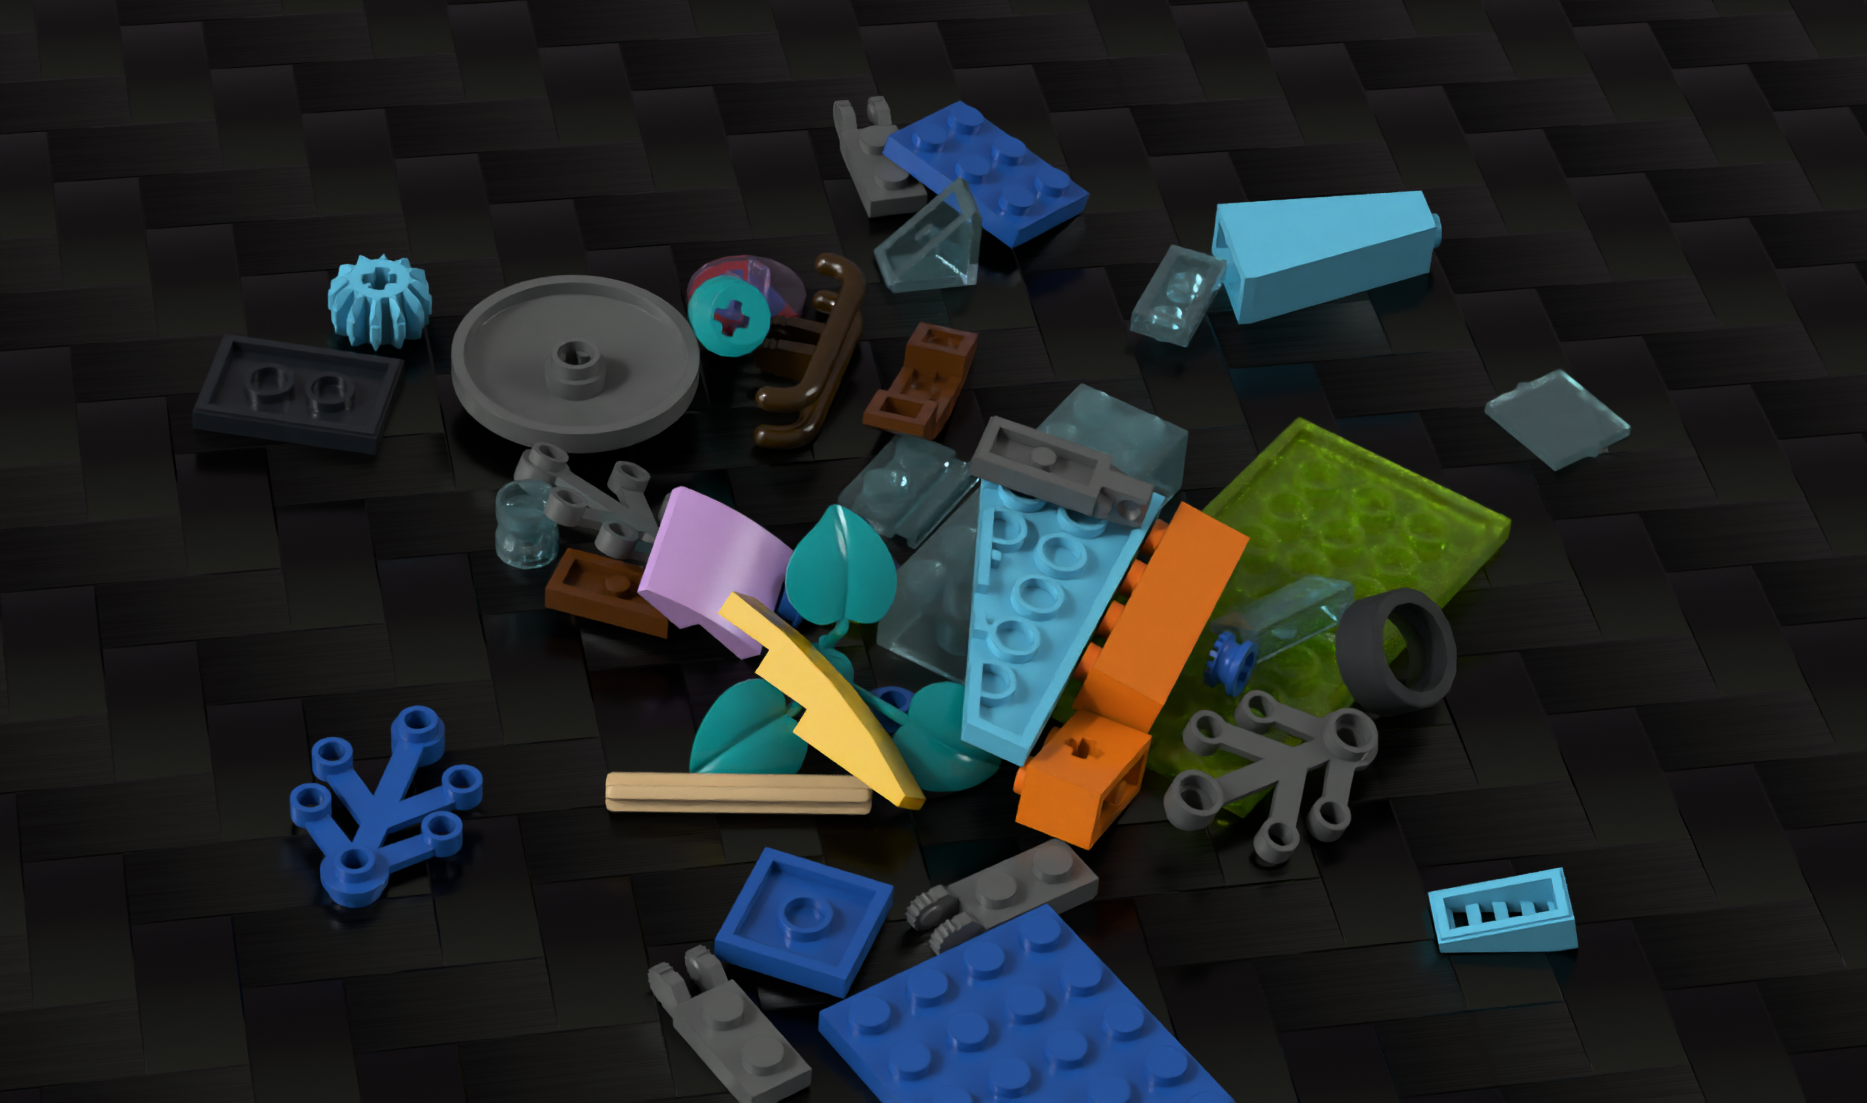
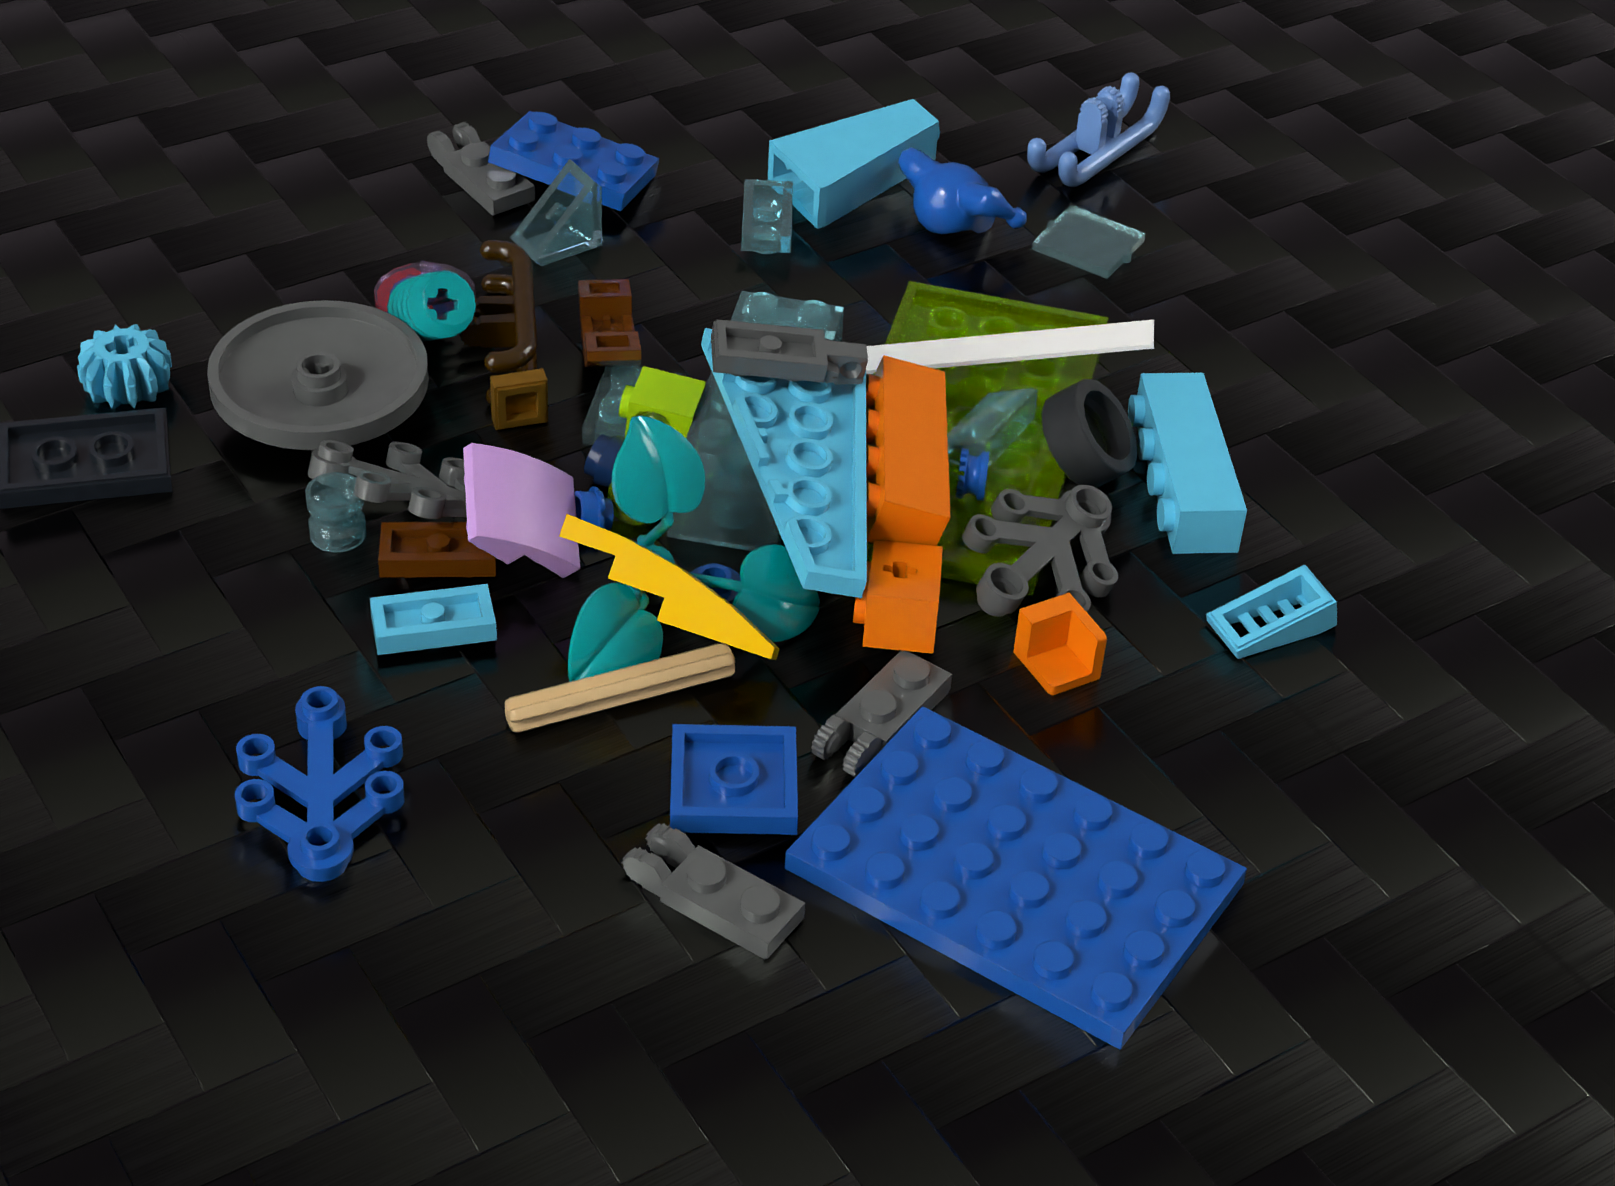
camera: 20 degrees left, 0 degrees up
(575, 667) = (433, 619): none -> medium azure plate
(782, 446) = (519, 399): none -> pearl gold tile
(921, 495) = (664, 398): none -> lime brick
(1234, 878) = (1060, 644): none -> orange panel
(1346, 525) = (1018, 345): none -> white piece
(1410, 325) = (954, 196): none -> blue piece
(1503, 717) = (1187, 463): none -> medium azure brick
(1643, 286) = (1099, 133): none -> medium blue piece

